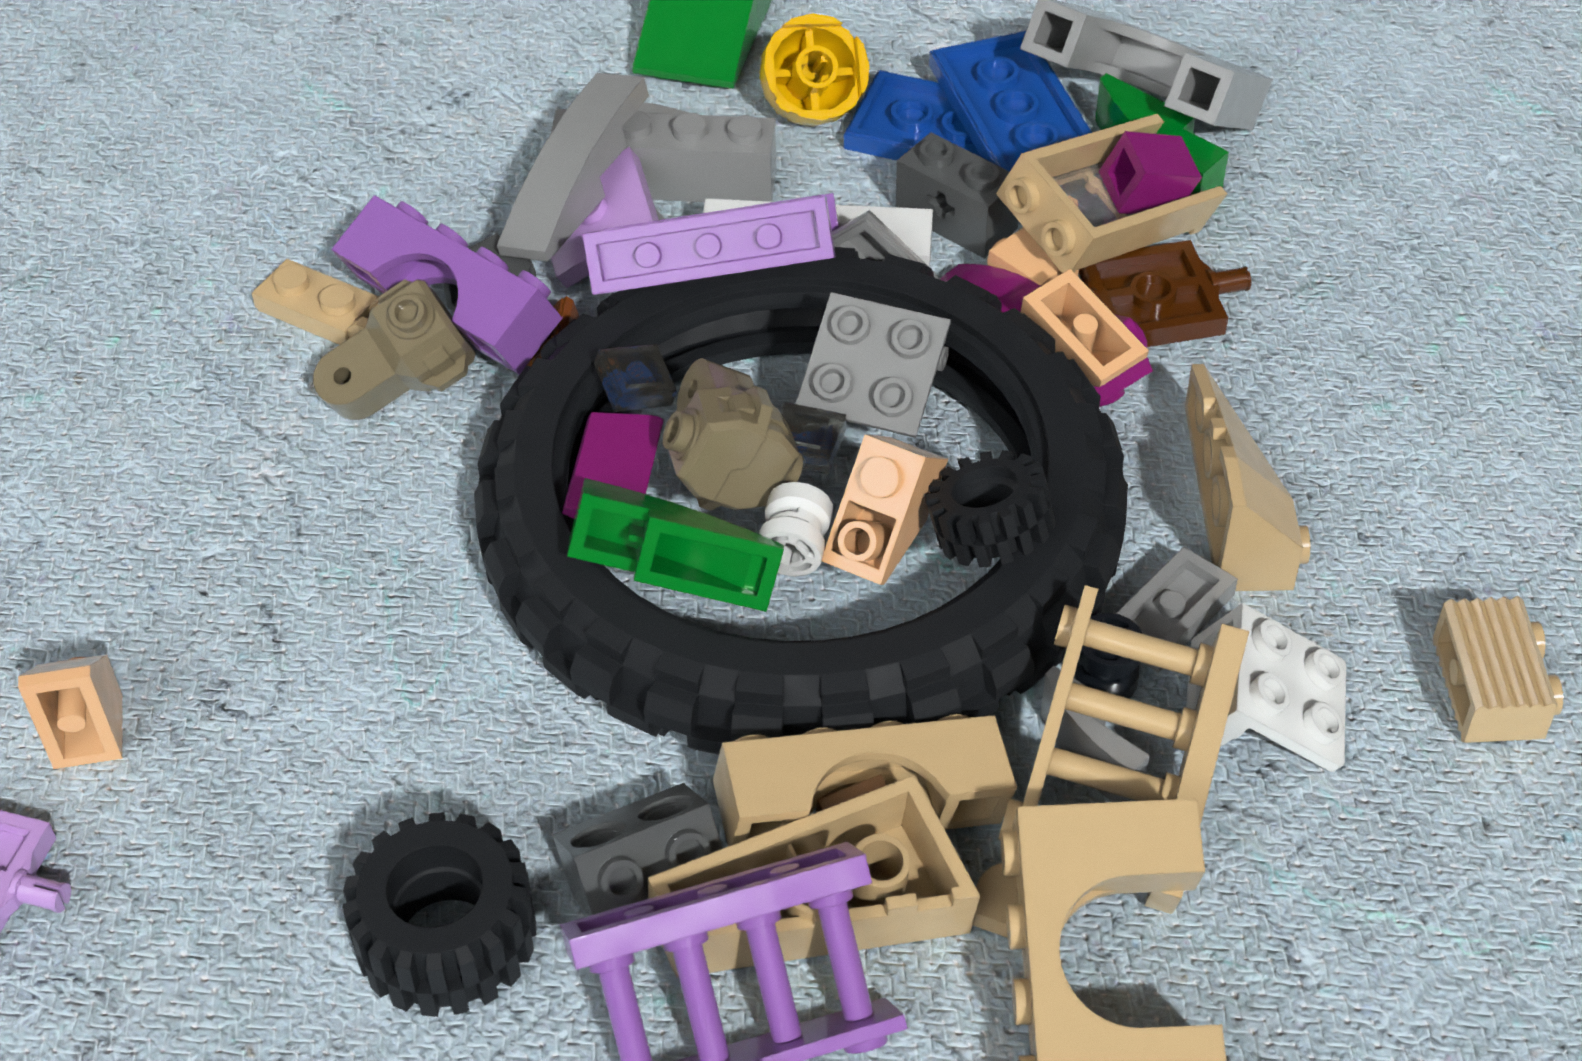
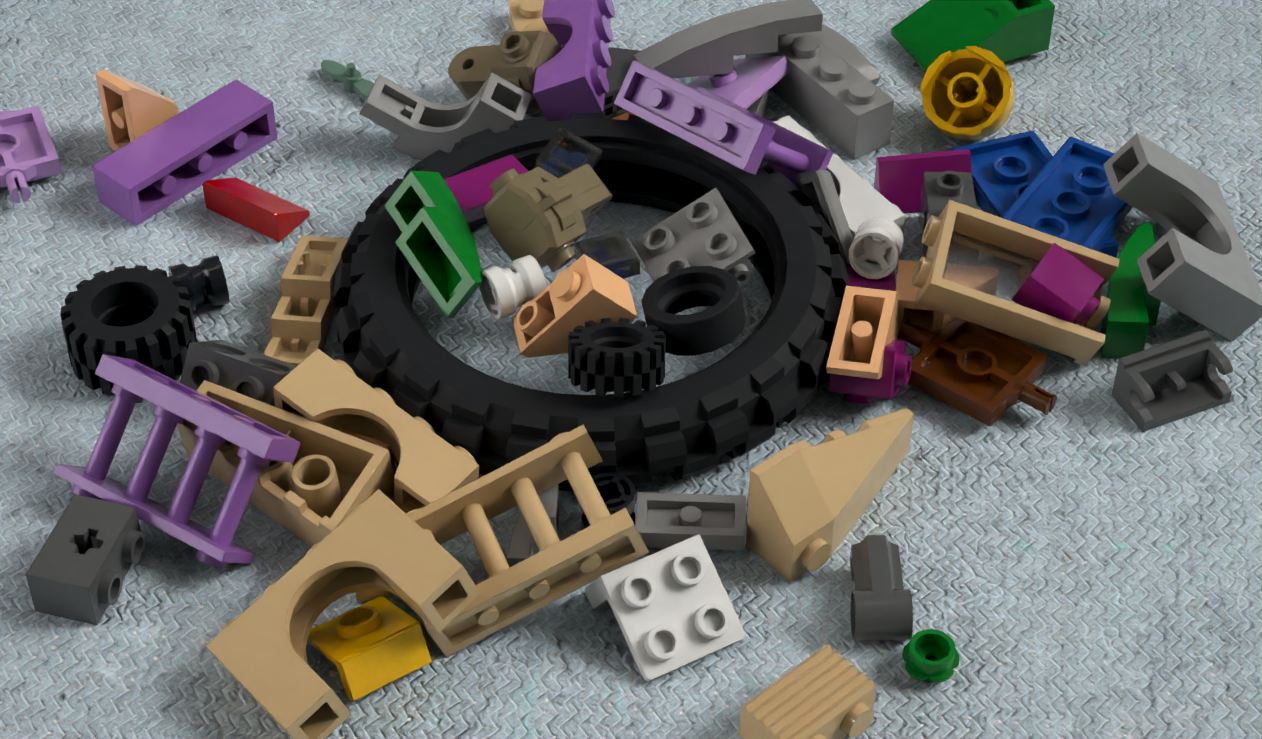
camera: 50 degrees right, 5 degrees down
(172, 700) = (185, 152): none -> medium lavender brick
(217, 489) = (349, 76): none -> sand green piece
(329, 691) = (253, 207): none -> red slope
(418, 450) = (432, 126): none -> light grey arch
(421, 790) = (203, 281): none -> black wheel
(544, 729) = (306, 300): none -> tan slope
(871, 171) = (901, 176): none -> magenta slope
(966, 251) = (876, 258): none -> white wheel
(969, 378) = (688, 289): none -> black tyre
(1125, 960) = (371, 646): none -> yellow piece
(1287, 191) = (1172, 380): none -> dark grey hinge
(1399, 542) = (878, 599): none -> dark grey piece
(1484, 546) = (929, 646): none -> green plate

